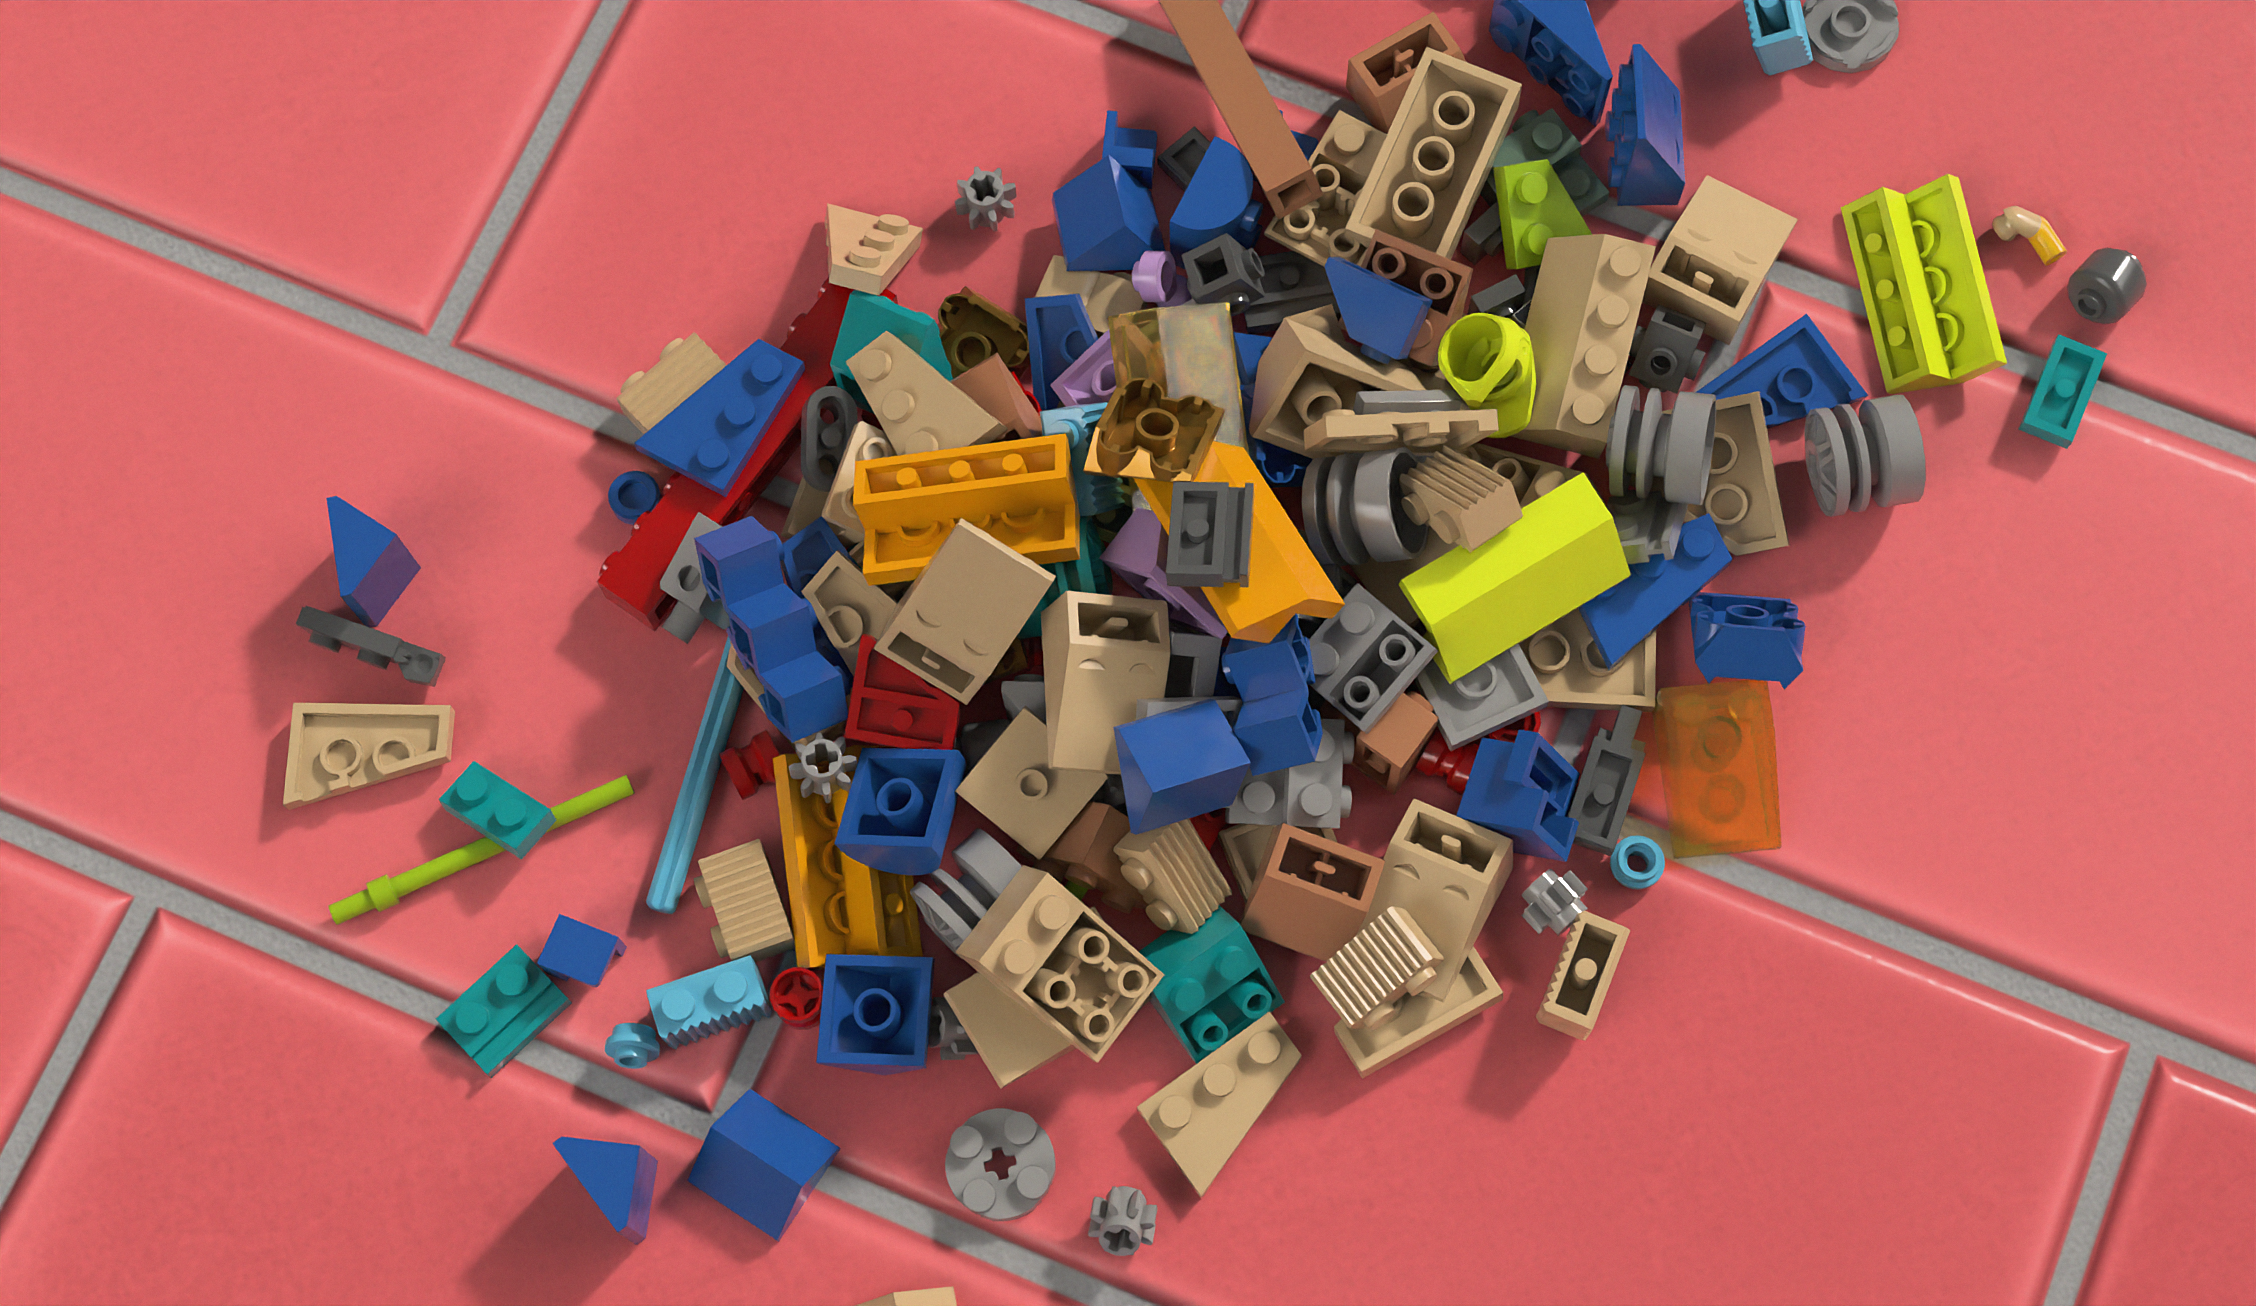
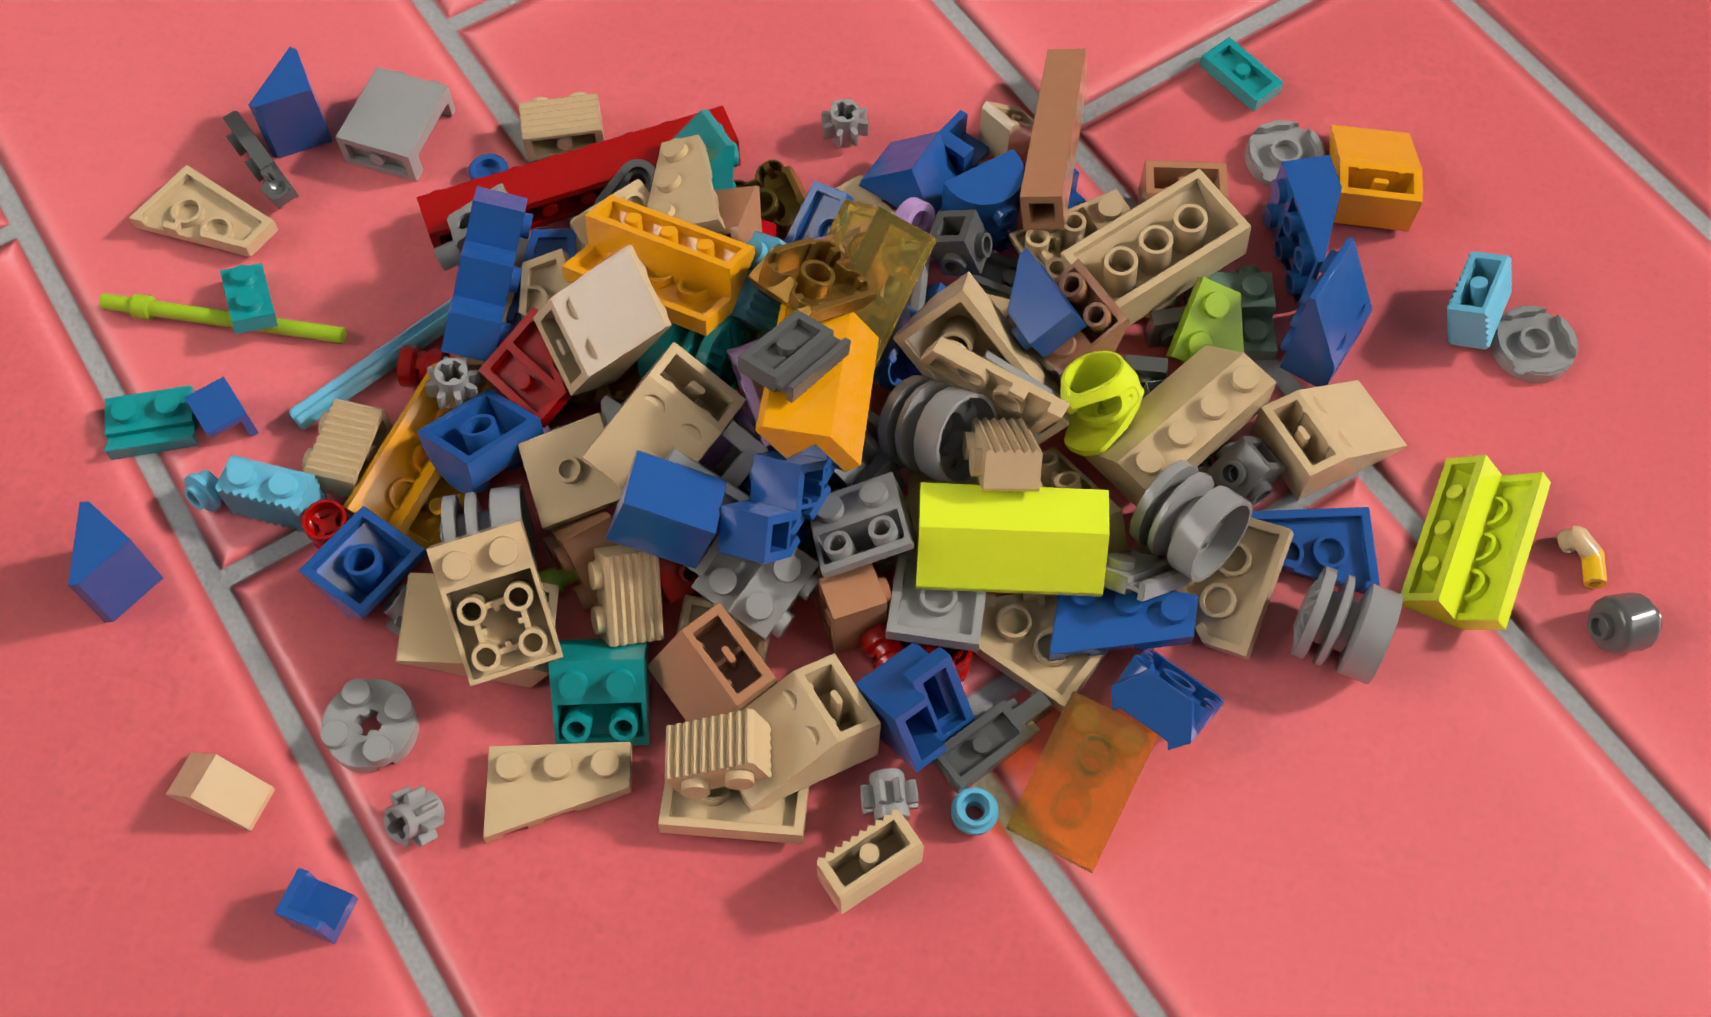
camera: 30 degrees right, 10 degrees down
(487, 504) = (393, 123): none -> light grey panel
(725, 418) = (572, 148): blue wing -> none
(761, 1163) = (221, 618): blue slope -> none
(867, 248) = (742, 103): tan wing -> none
(1167, 99) = (1005, 128): none -> tan slope
(2062, 391) = (1539, 678): teal plate -> none

